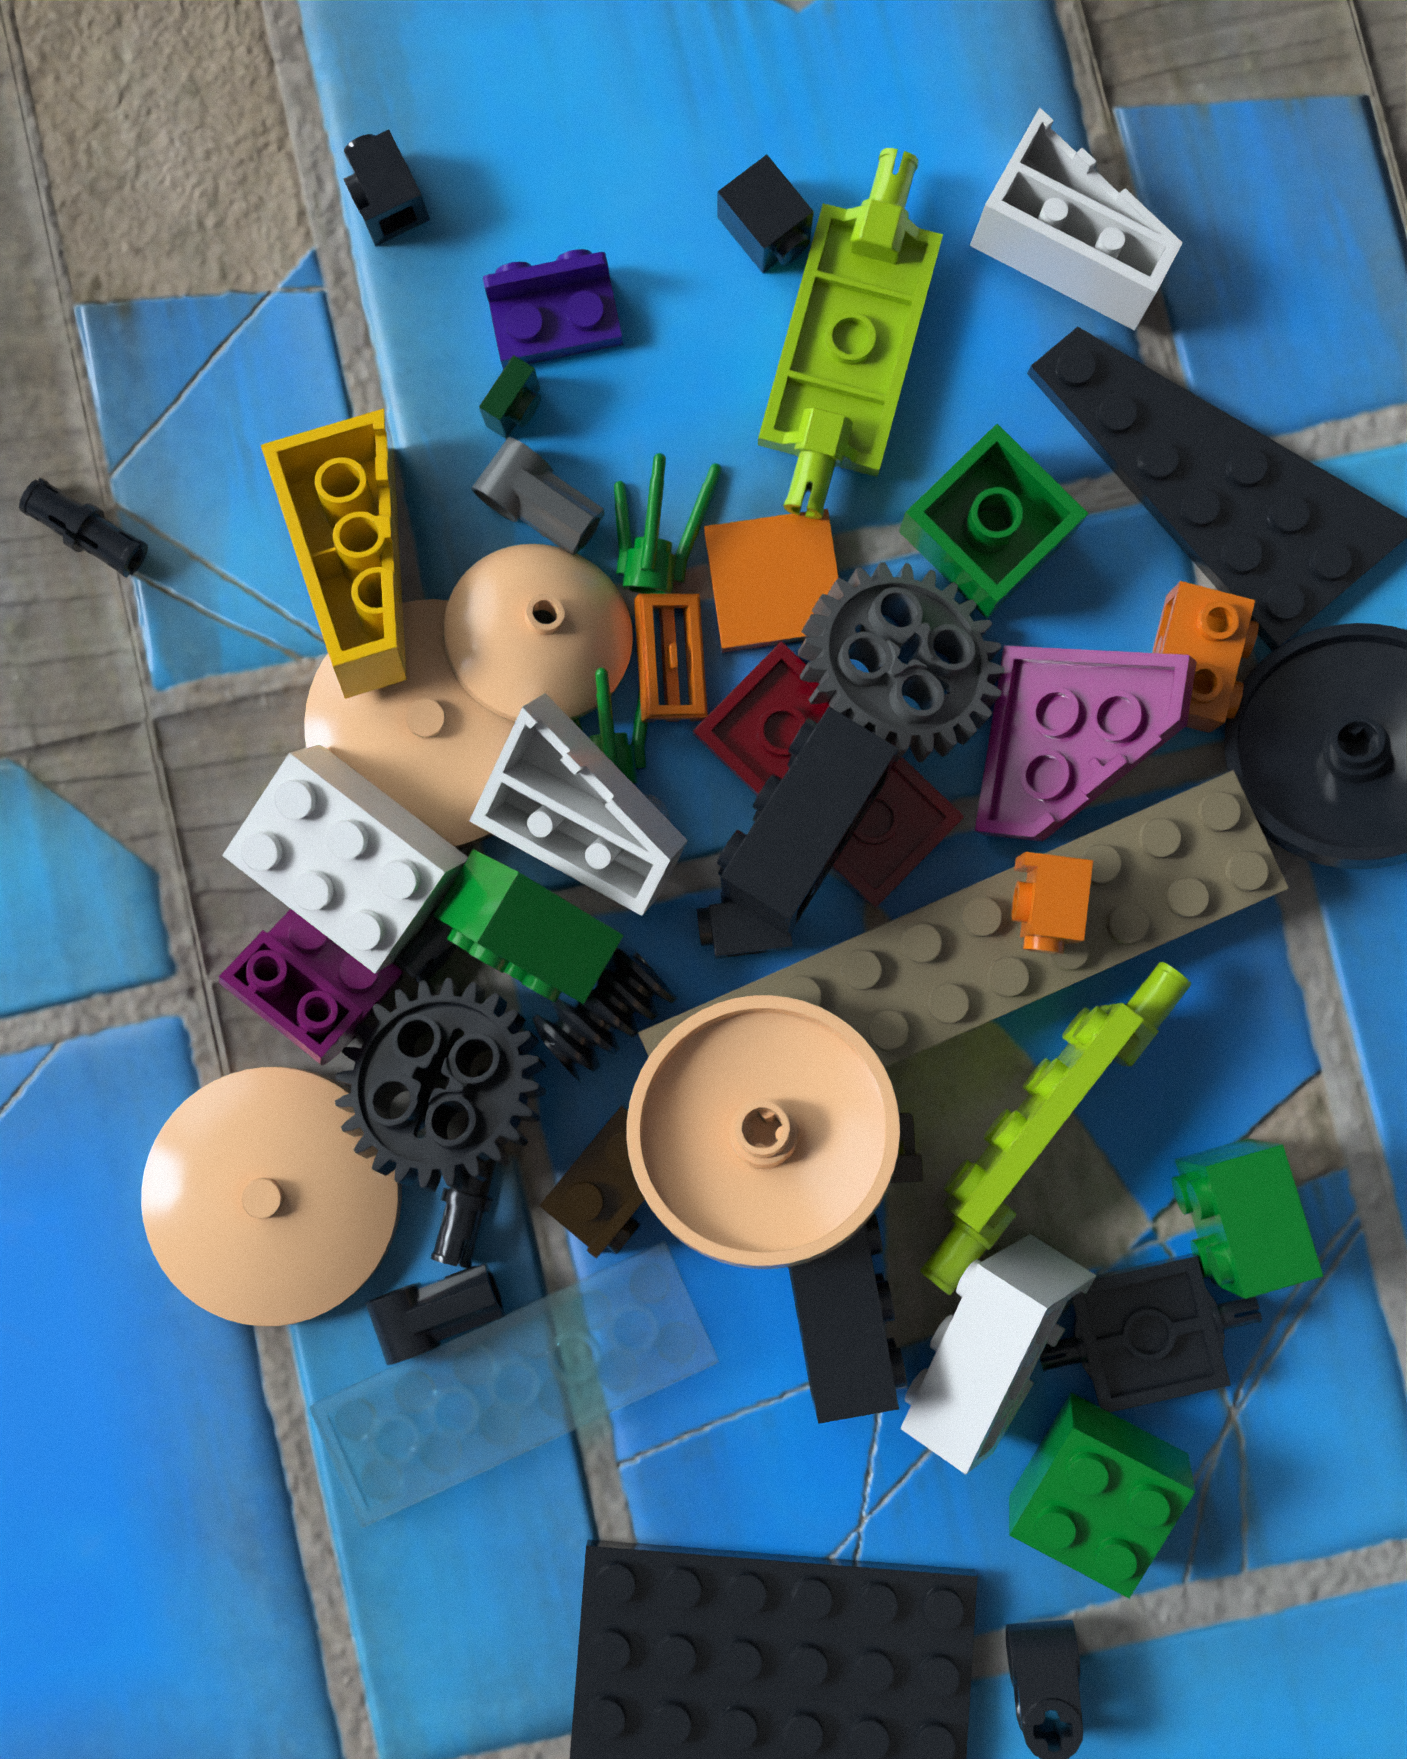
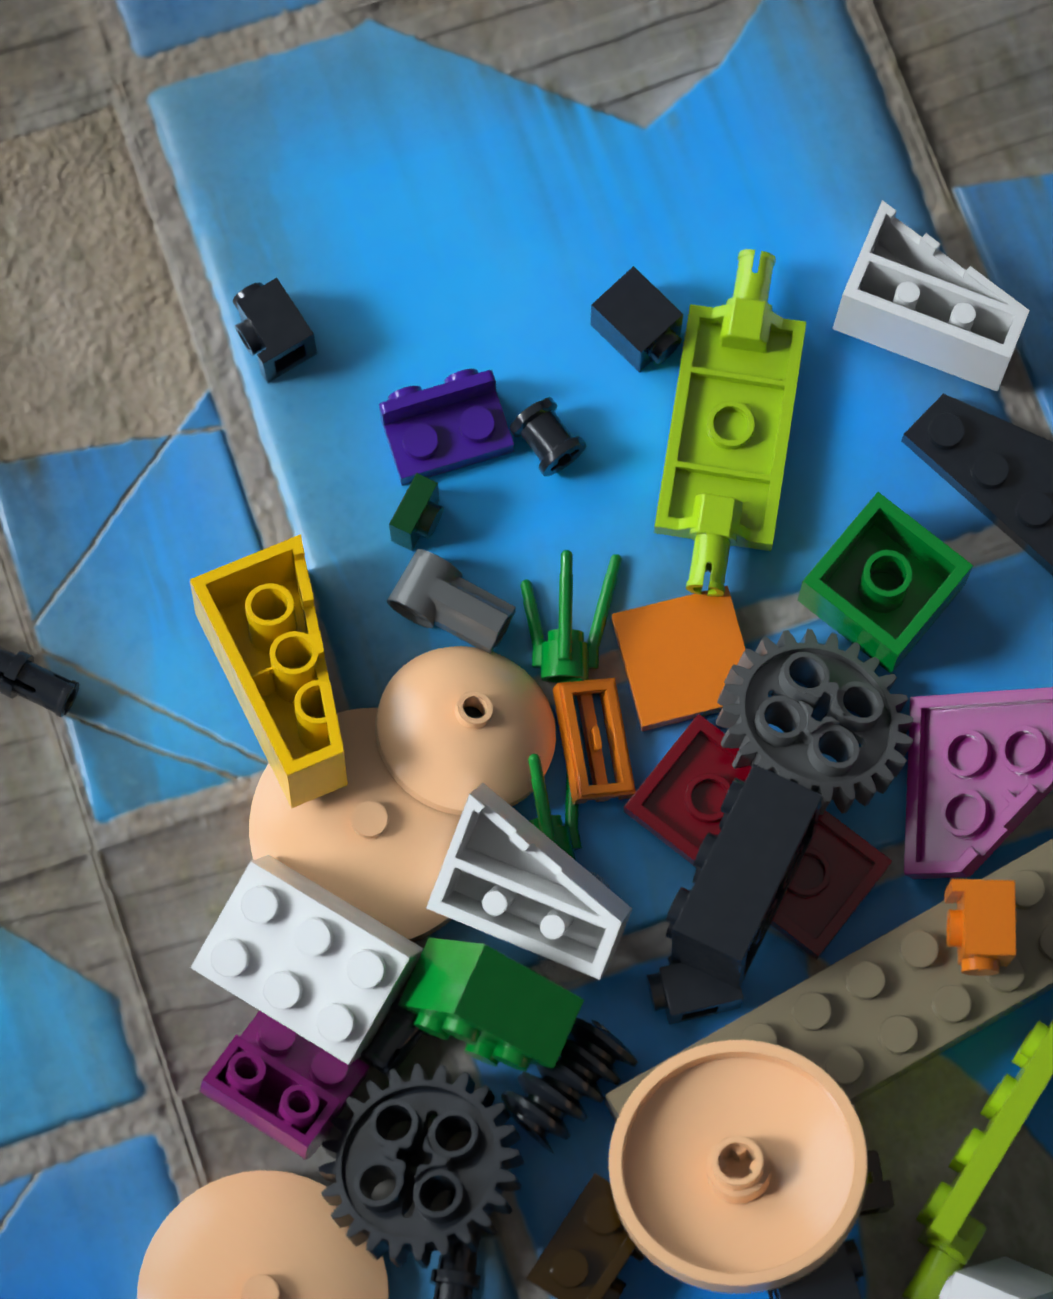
camera: 10 degrees left, 10 degrees down
(658, 331) = (547, 436): none -> black bush

